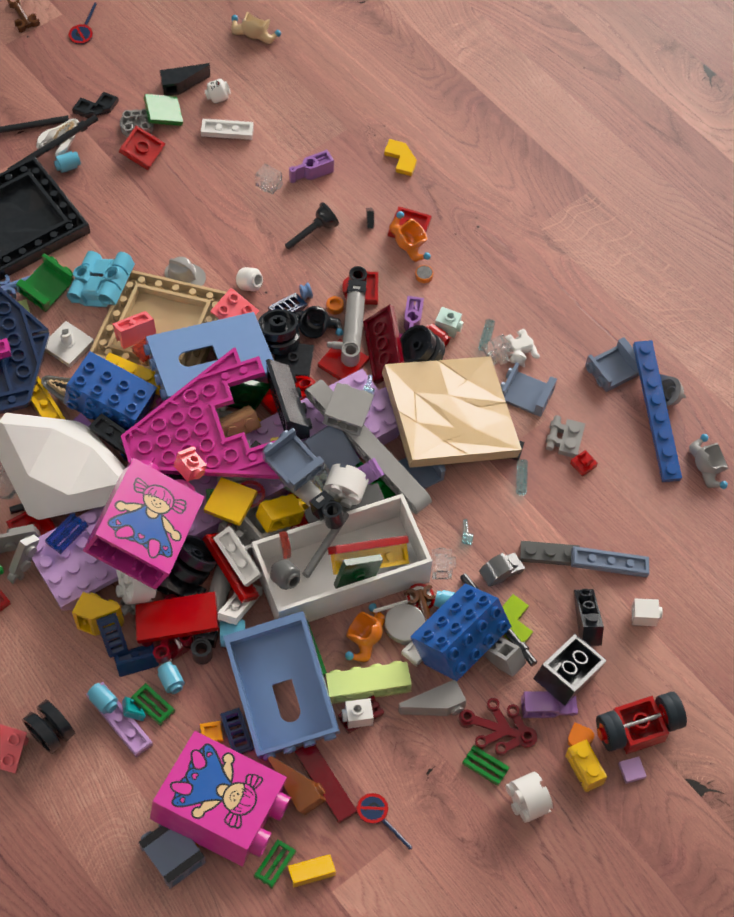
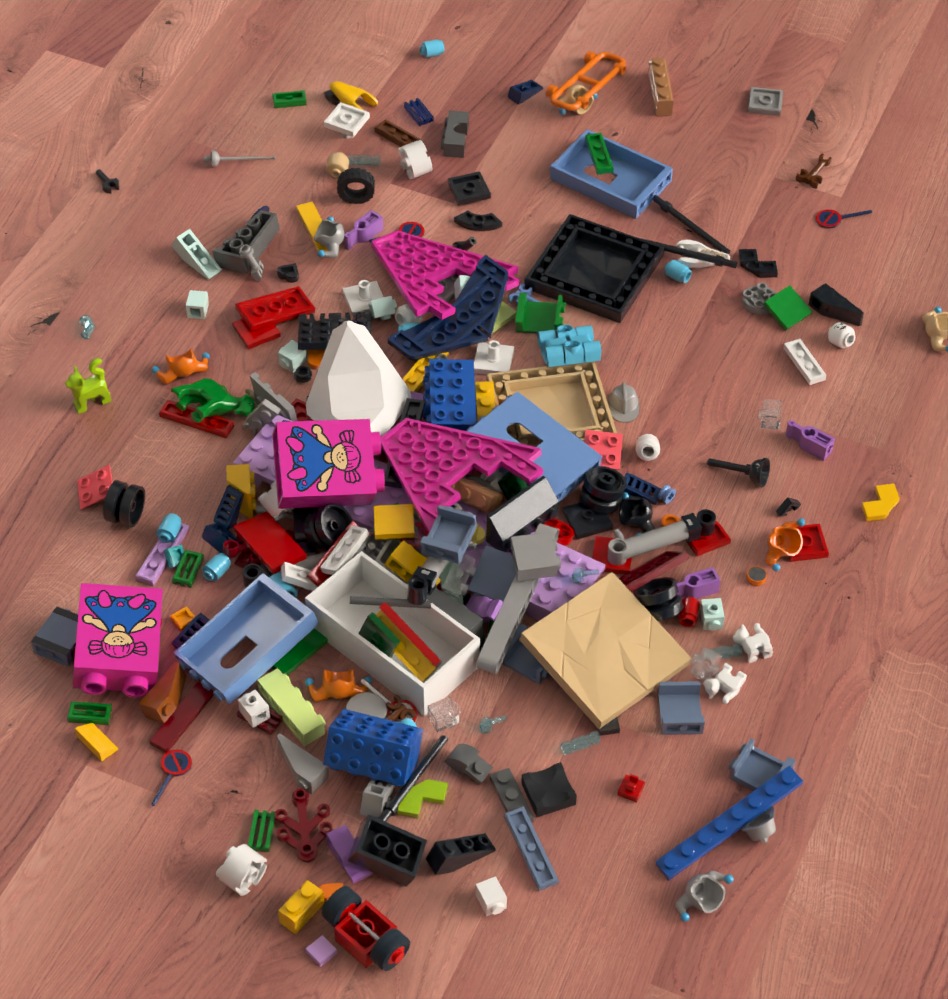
camera: 65 degrees right, 10 degrees down
(134, 329) = (531, 388): coral hinge -> none
(142, 147) = (733, 312): red tile -> none
(190, 464) = (400, 468): coral brick -> none
(285, 544) = (368, 570): clear red tile -> none
(285, 574) = (339, 582): dark grey head -> none
(346, 485) = (457, 589): white brick -> none
(494, 309) = (753, 644): none -> white animal
(560, 521) = (548, 790): none -> black brick
(571, 438) = (651, 767): light grey plate -> none

